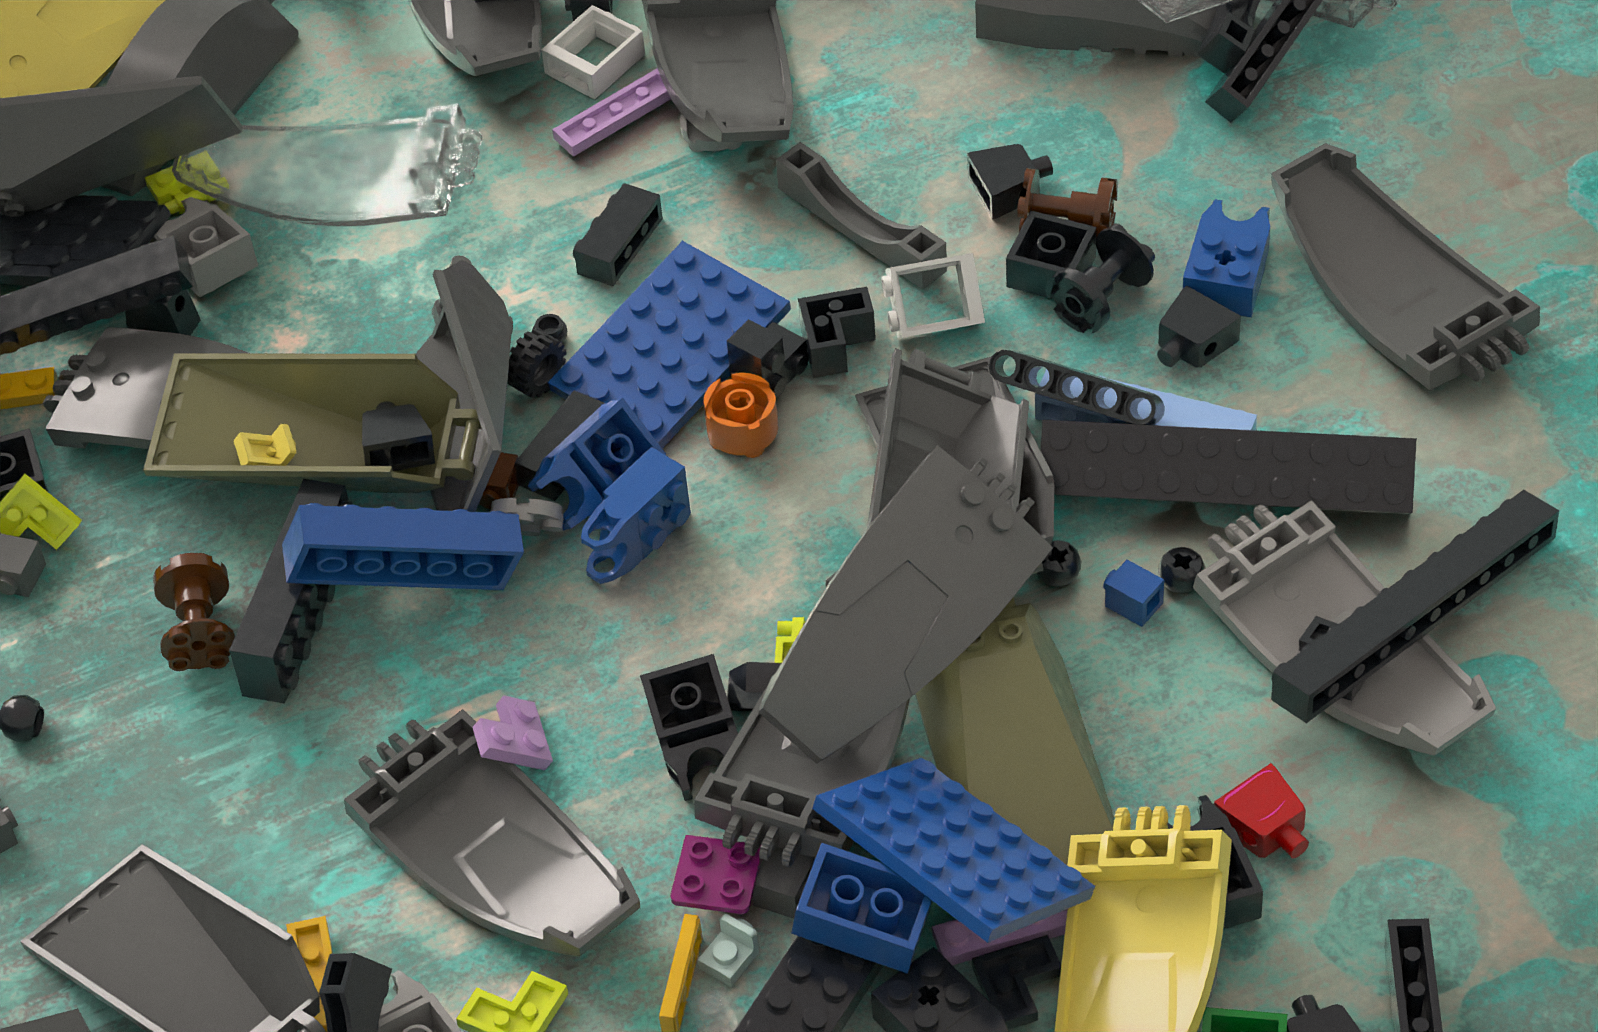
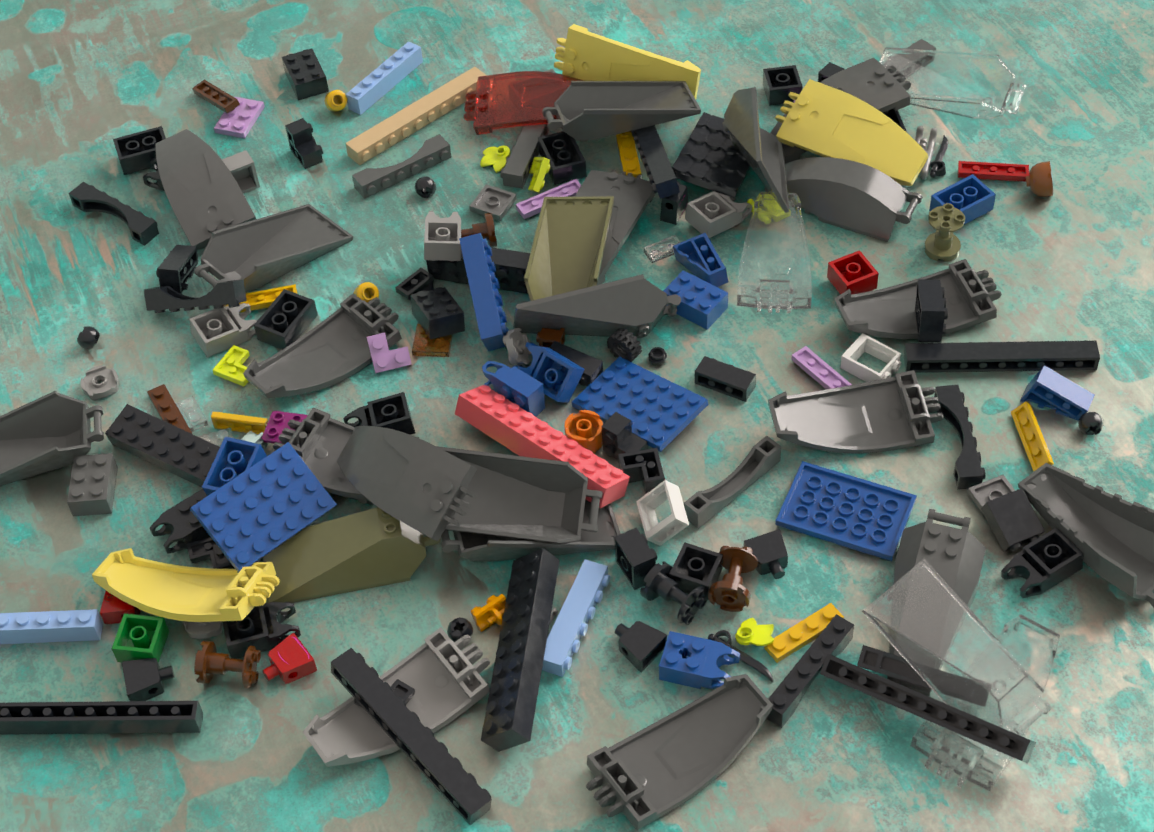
camera: 90 degrees right, 0 degrees up
(90, 600) = (493, 201): none -> flat silver plate
(99, 507) = (534, 204): none -> lavender plate
(247, 610) = (442, 237): none -> light grey brick
(266, 449) = (556, 239): light yellow bracket -> none
(274, 326) = (661, 249): none -> clear plate
(317, 710) = (418, 281): none -> black slope
(327, 260) = (701, 259): none -> blue wedge
(335, 782) = (366, 291): none -> yellow head
(394, 64) = (852, 273): none -> red brick
(396, 437) = (560, 281): black torso -> none
(400, 921) = (285, 319): none -> black brick
(402, 280) = (700, 300): none -> blue brick
(420, 648) = (437, 312): none -> black brick
(468, 675) = (430, 347): none -> clear orange plate
(764, 475) = (536, 439): none -> coral brick
(913, 90) = (846, 510): none -> blue plate
(1034, 323) = (634, 556): none -> black brick
(1059, 387) = (575, 571): black beam -> none
(1060, 565) = (471, 579): black piece -> none
(1133, 592) = (446, 607): blue brick -> none
(1150, 539) = (490, 613): none -> light orange hips
(1154, 144) = (801, 633): none -> yellow plate
(1161, 198) = (754, 634): none -> neon yellow plate
(1179, 101) = (793, 687): none -> black arch
(1187, 230) = (743, 656): none -> black sword
(1291, 923) = (210, 662): none -> reddish brown piece

